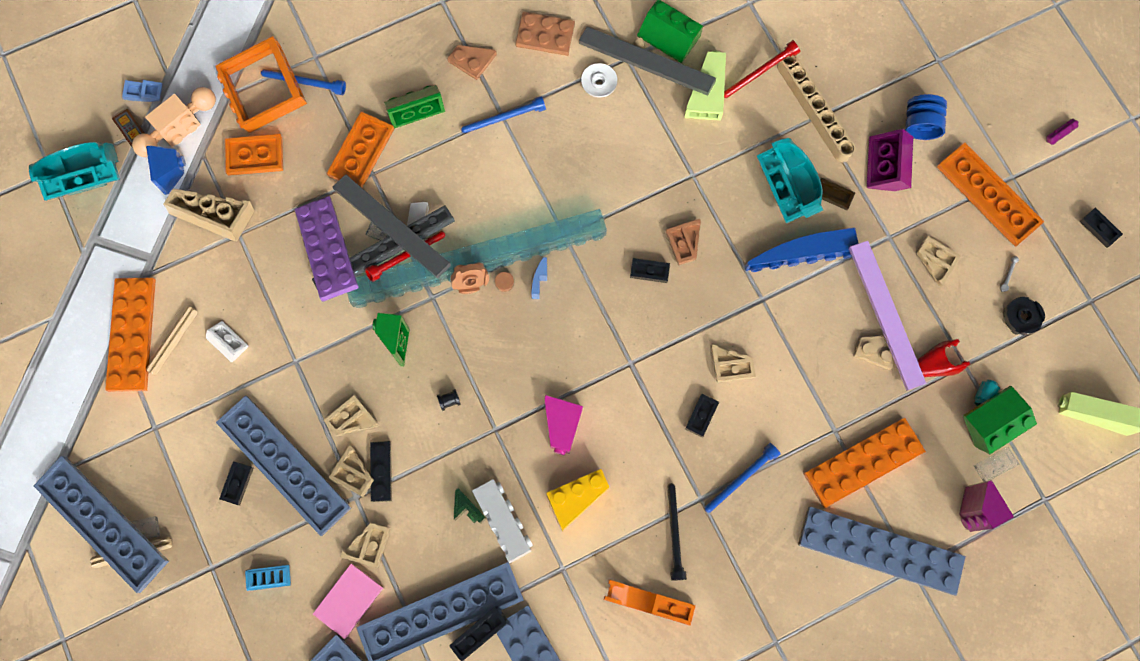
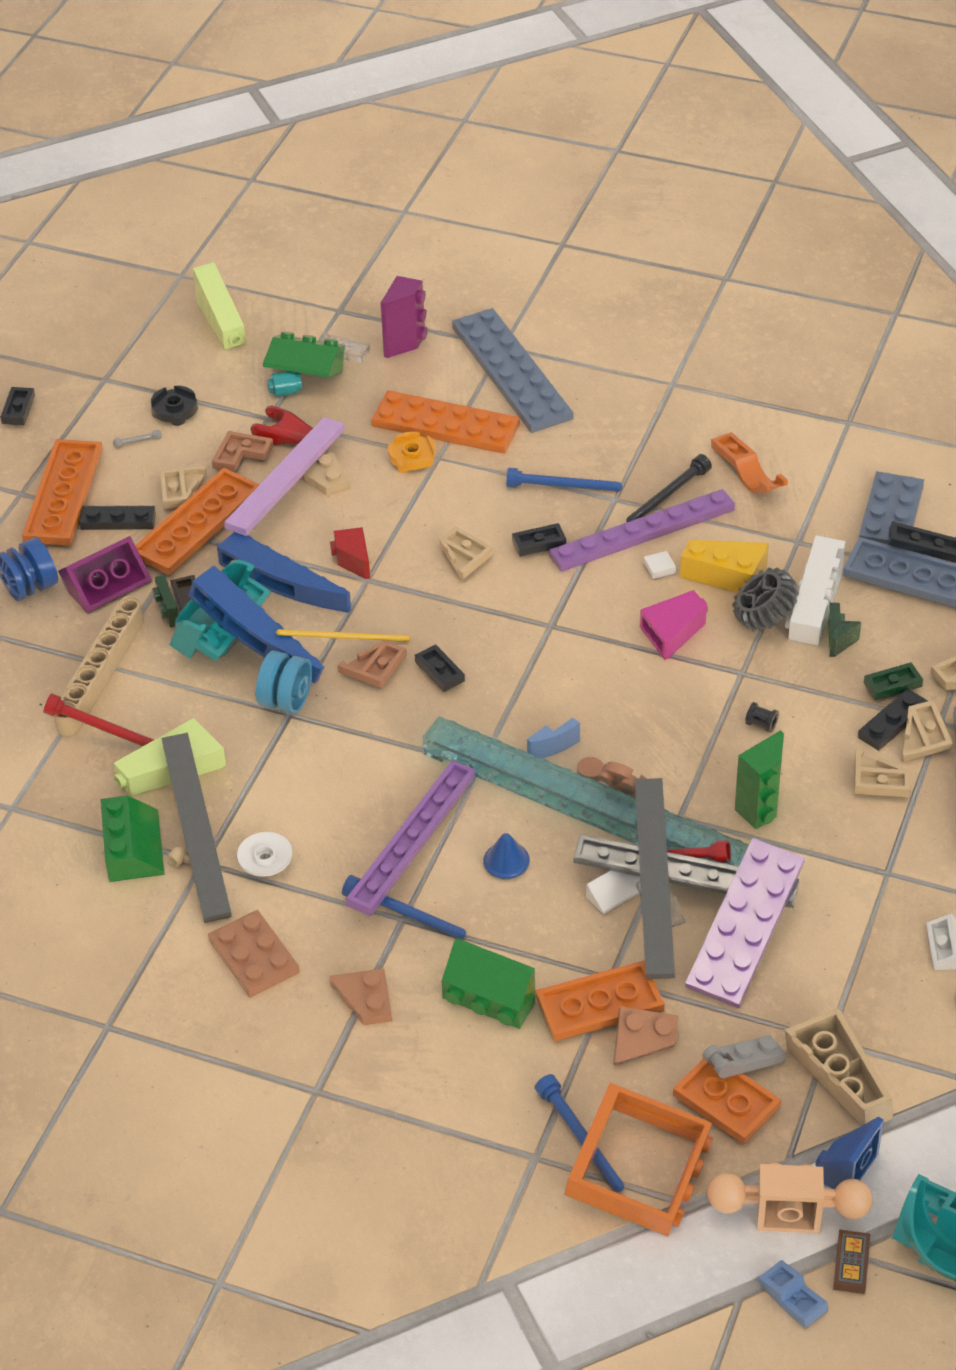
camera: 130 degrees left, 30 degrees down
(262, 178) = (744, 1056): none -> light grey plate
(322, 151) = (643, 1033): none -> nougat wing
(403, 498) = (893, 681): none -> dark green plate
(488, 190) = (506, 858): none -> blue hat
(525, 479) = (765, 599): none -> dark grey gear
(540, 151) = (410, 838): none -> medium lavender plate
(618, 466) = (659, 565): none -> white tile
(656, 487) = (641, 530): none -> medium lavender plate
(707, 174) = (283, 682): none -> dark azure wheel
(715, 234) = (342, 635): none -> yellow axle
(764, 184) = (245, 618): none -> blue slope
(787, 303) = (351, 551): none -> red slope
(838, 176) = (163, 594): none -> dark green plate
(861, 411) = (423, 453): none -> light orange plate
(896, 245) = (194, 521): none -> orange plate
(940, 208) = (117, 517): none -> black plate
(946, 318) = (241, 445): none -> nougat plate

